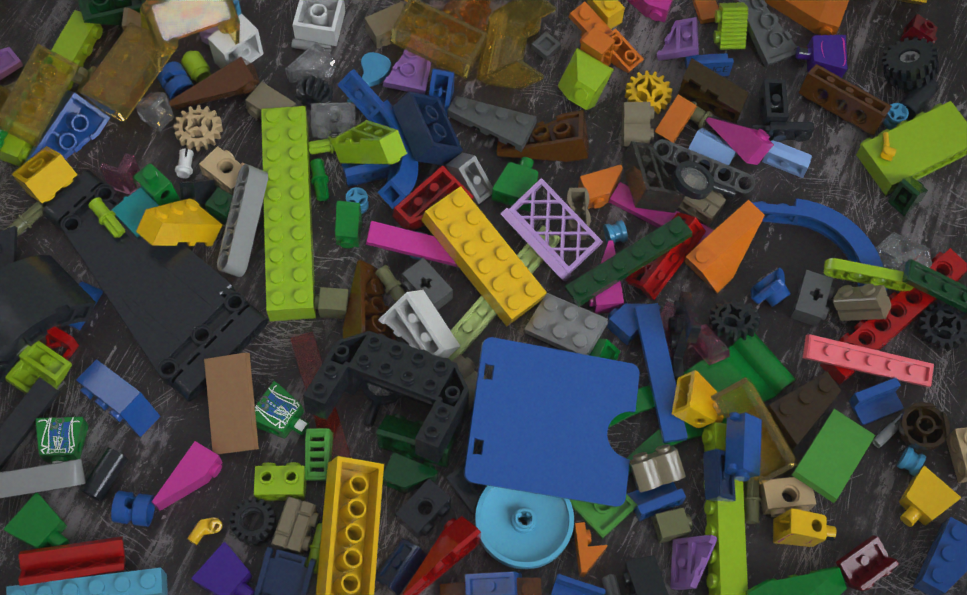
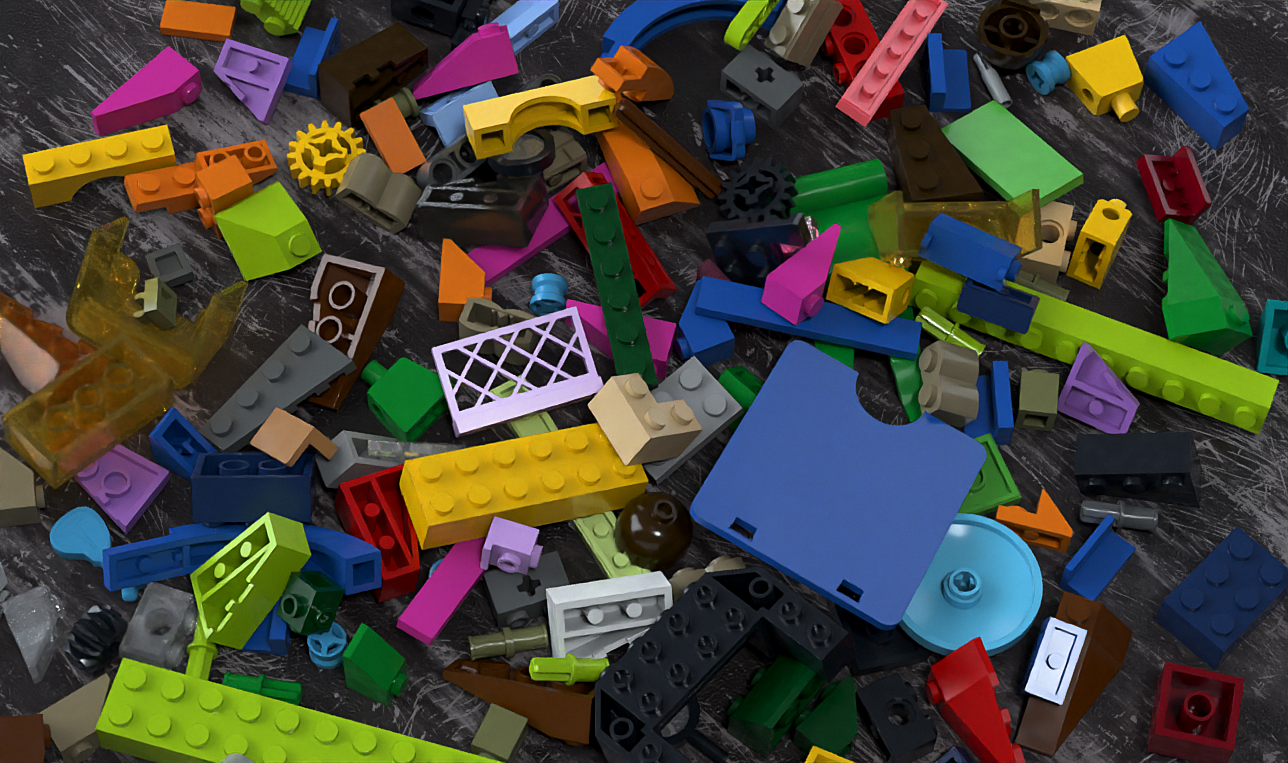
camera: 70 degrees left, 5 degrees down
(367, 177) = (310, 602): none -> dark green brick
(378, 317) = (567, 669): none -> lime axle
(438, 261) = (511, 547): none -> lavender brick
(466, 135) = (287, 437): none -> medium nougat panel
(484, 200) = (409, 449): none -> clear wing
(487, 327) = (654, 530): none -> dark brown cylinder
(519, 47) = (158, 304): none -> olive tile
(538, 299) = (639, 425): none -> tan brick
(677, 357) = (799, 283): none -> dark pink slope
(692, 459) = (946, 331): none -> lime axle
(700, 159) = (499, 122): none -> yellow arch
(734, 255) = (667, 148): none -> reddish brown axle
(772, 217) = (633, 75): none -> orange slope

